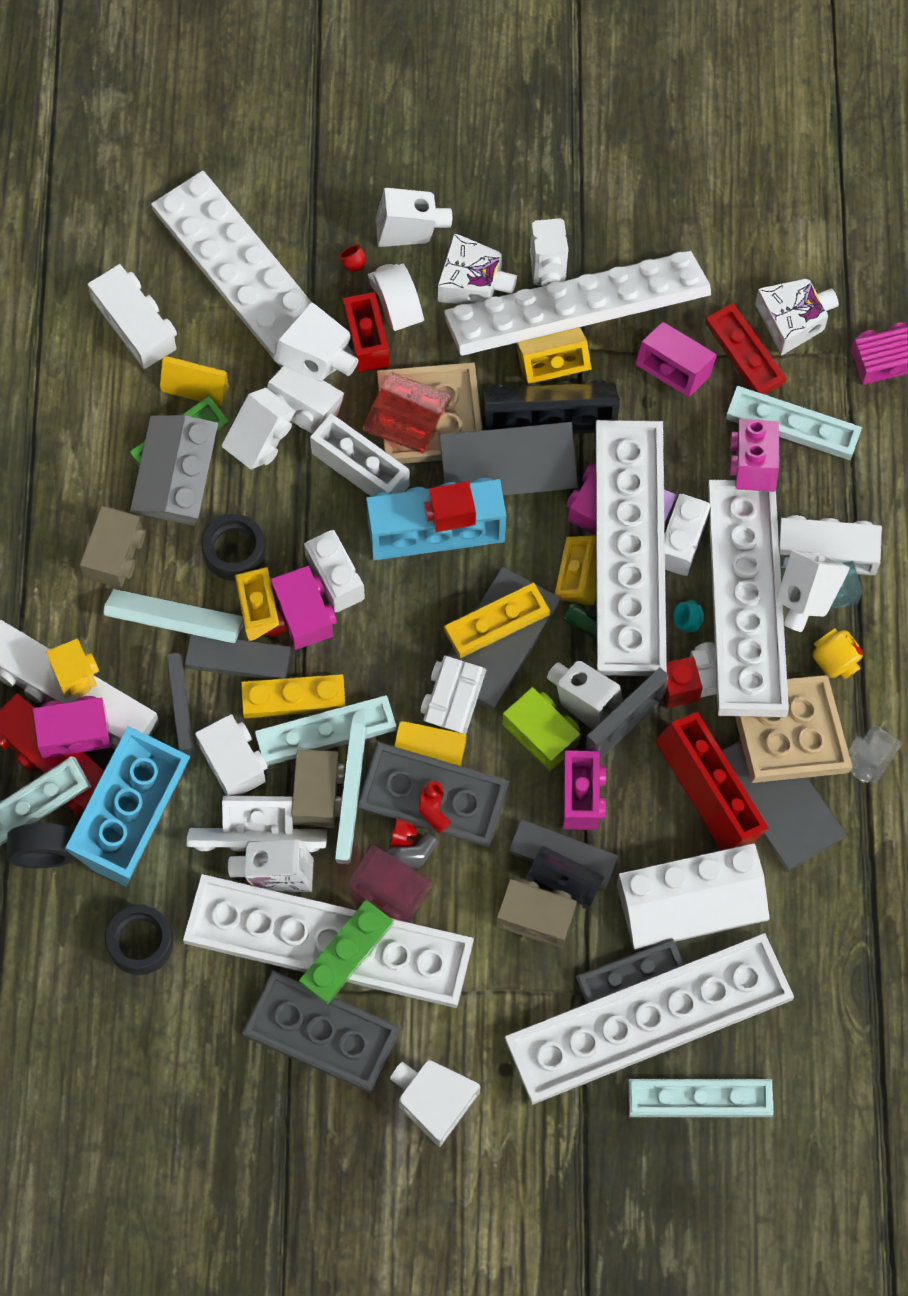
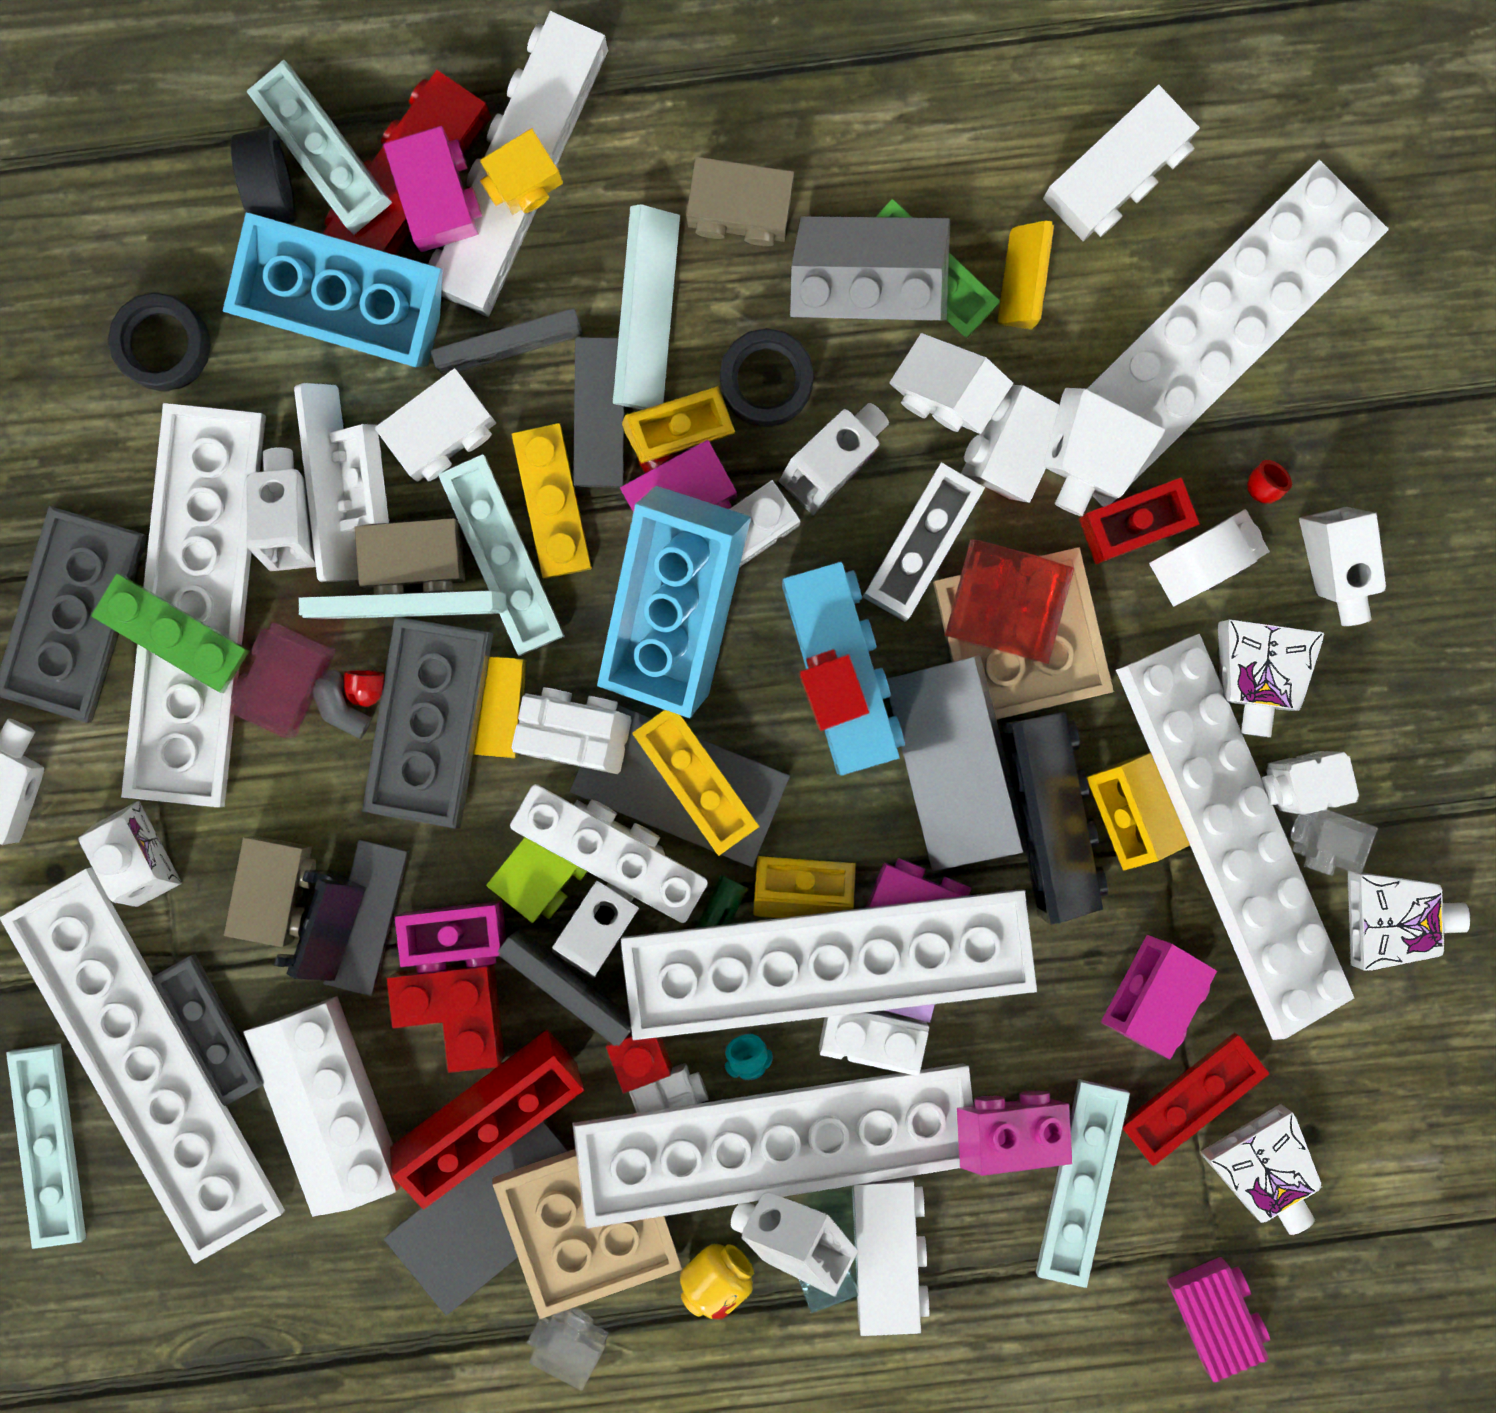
camera: 80 degrees right, 20 degrees up
(295, 508) = (824, 466): none -> white torso
(376, 608) = (672, 600): none -> medium azure brick
(430, 804) = (399, 720): red arm -> none
(497, 1003) = (129, 857): none -> white torso
(538, 676) = (610, 850): none -> white bracket
(588, 248) = (1332, 841): none -> clear brick
(634, 790) = (460, 1000): none -> red brick
(643, 219) = (1399, 920): none -> white torso

